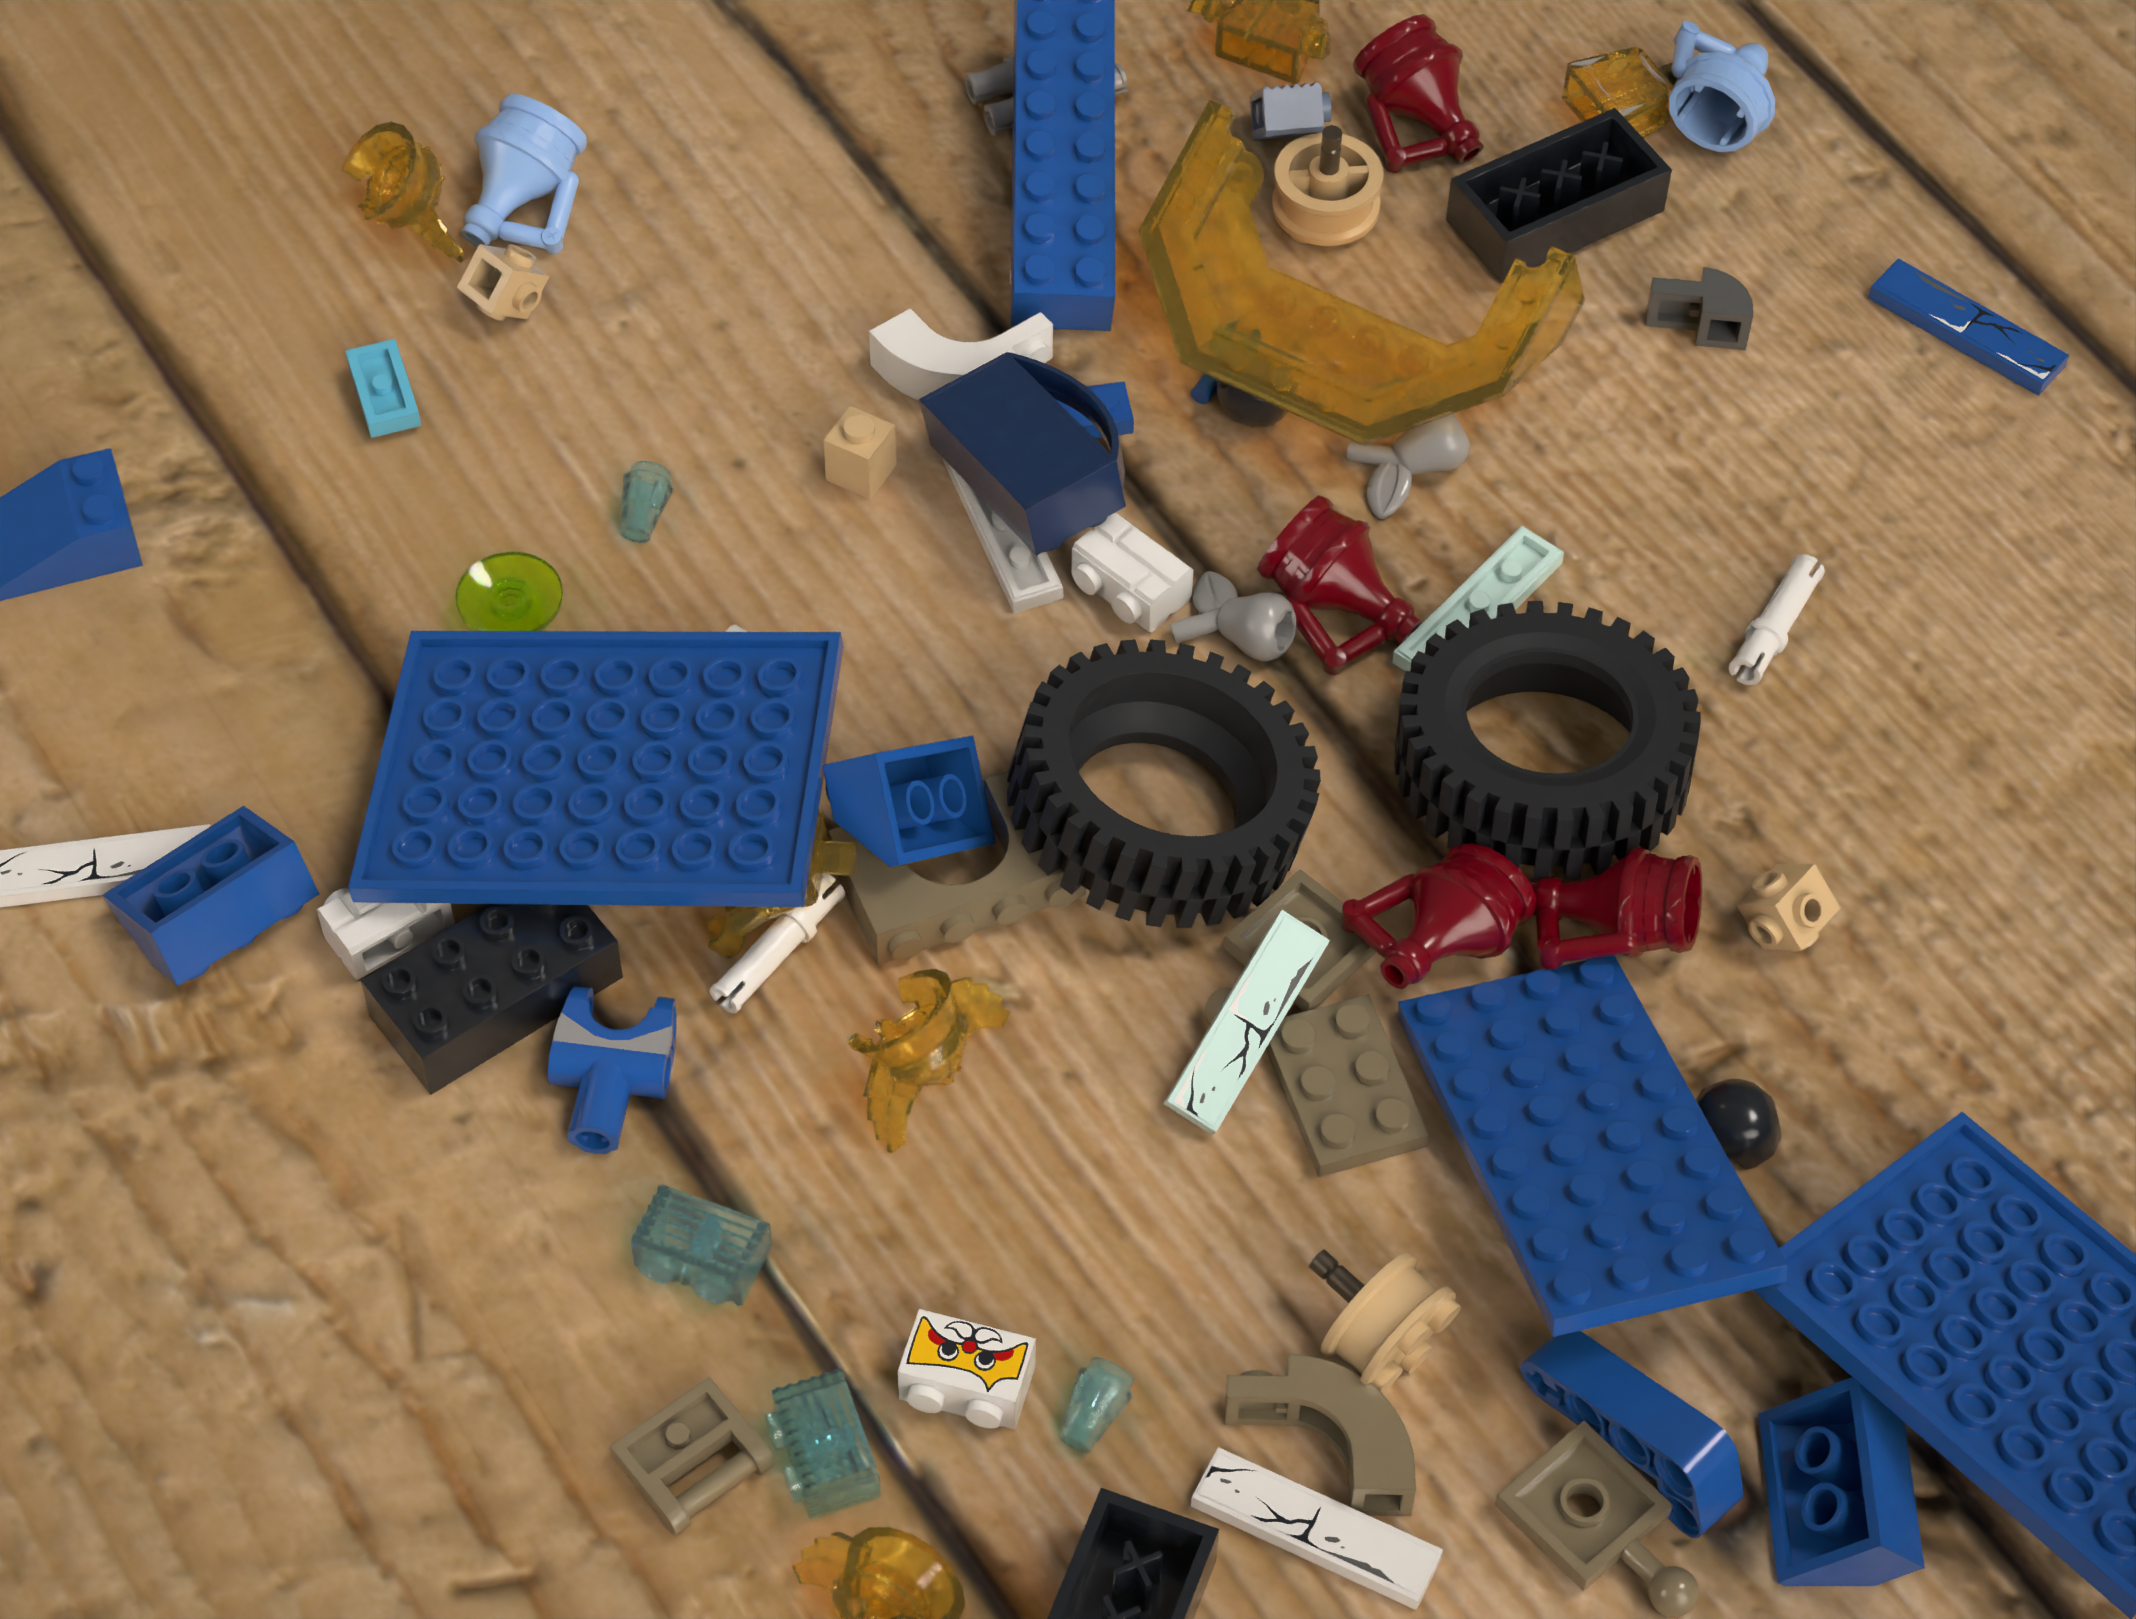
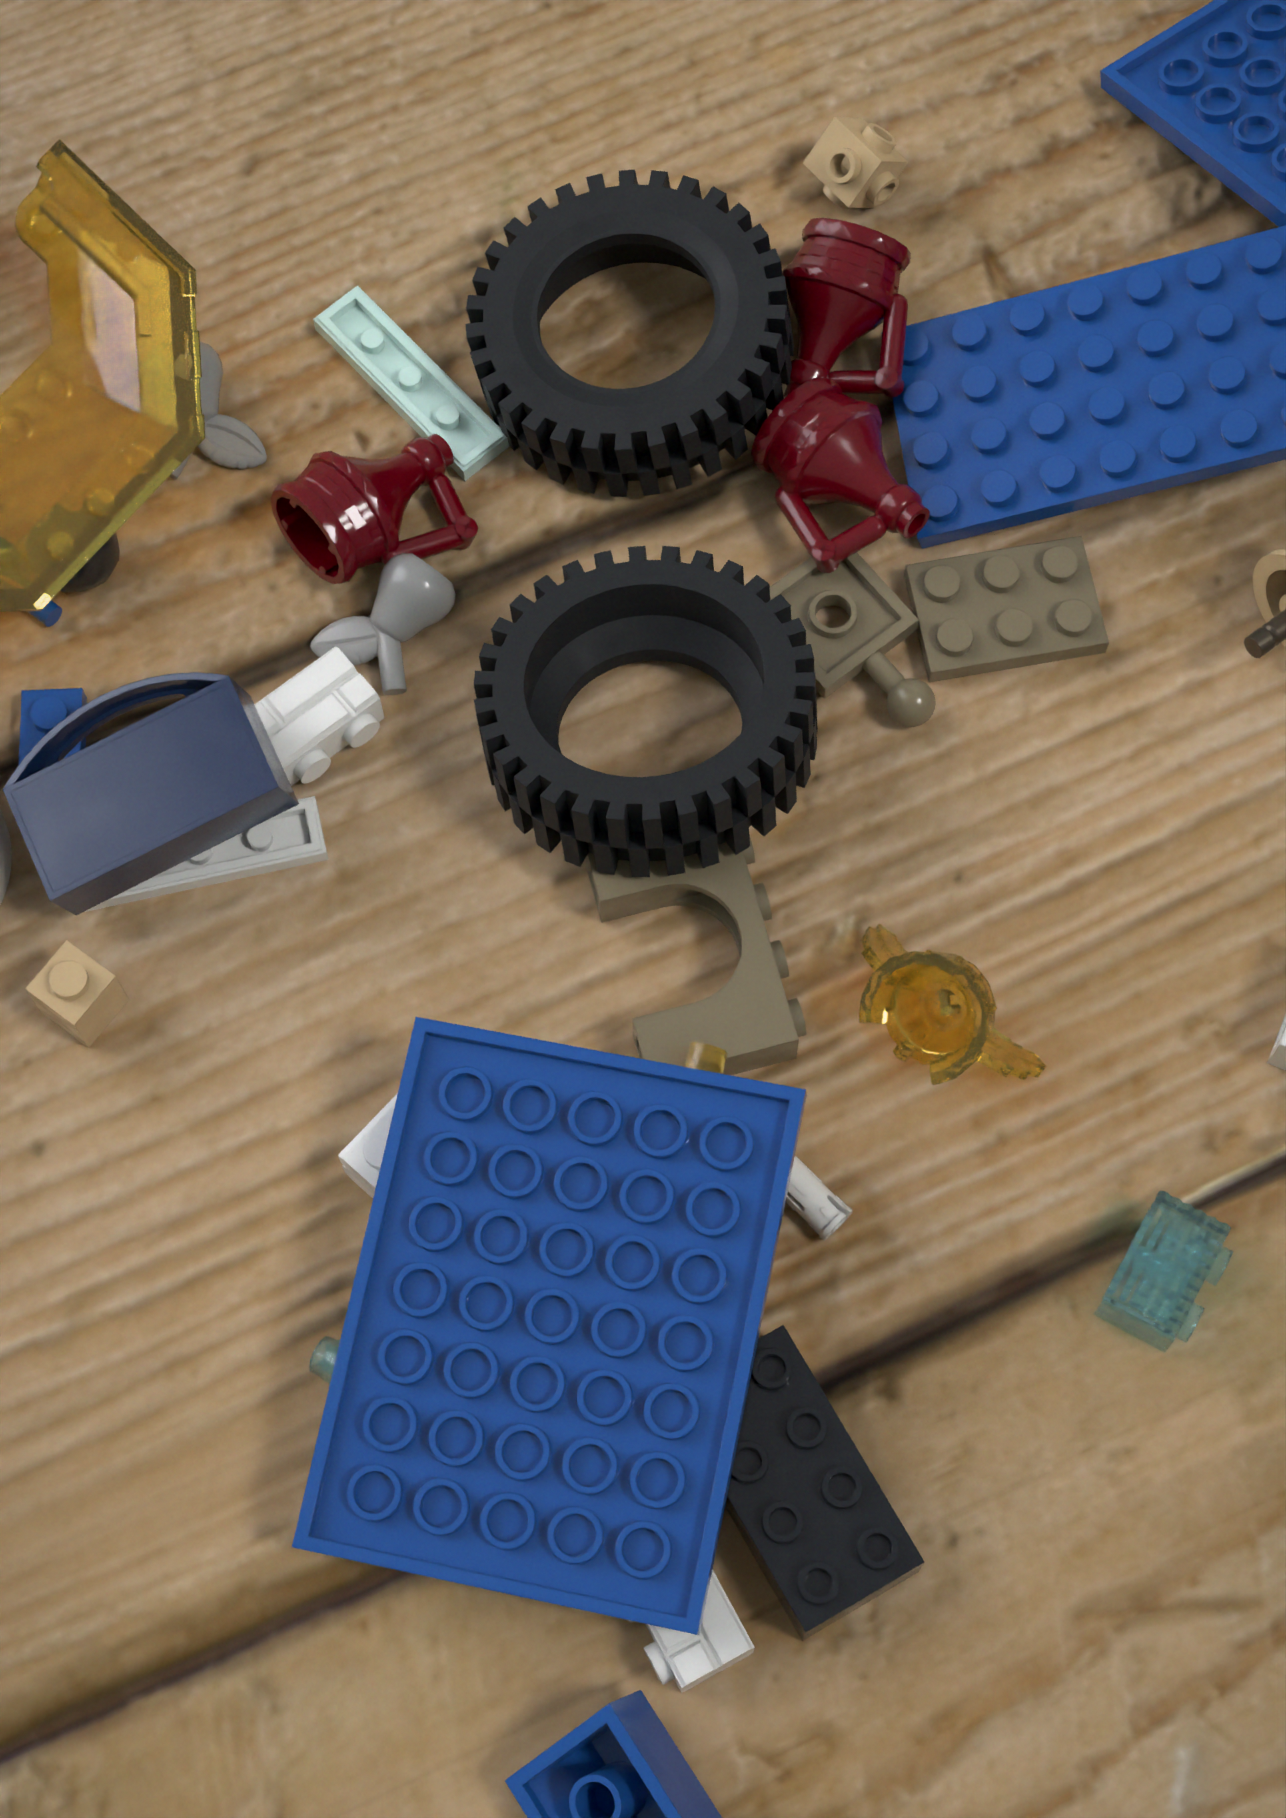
camera: 80 degrees left, 15 degrees up
(509, 580) = (201, 1406): clear neon green dish -> none
(609, 1066) = (921, 1355): blue connector -> none
(644, 497) = (94, 1260): clear light blue cone -> none
(912, 800) = (631, 979): blue slope -> none
(1246, 1022) = (945, 679): light aqua tile -> none
(1714, 308) = (49, 78): dark grey brick -> none
(1742, 1120) = (1084, 252): black hair -> none
(1769, 632) = (499, 117): white pin -> none

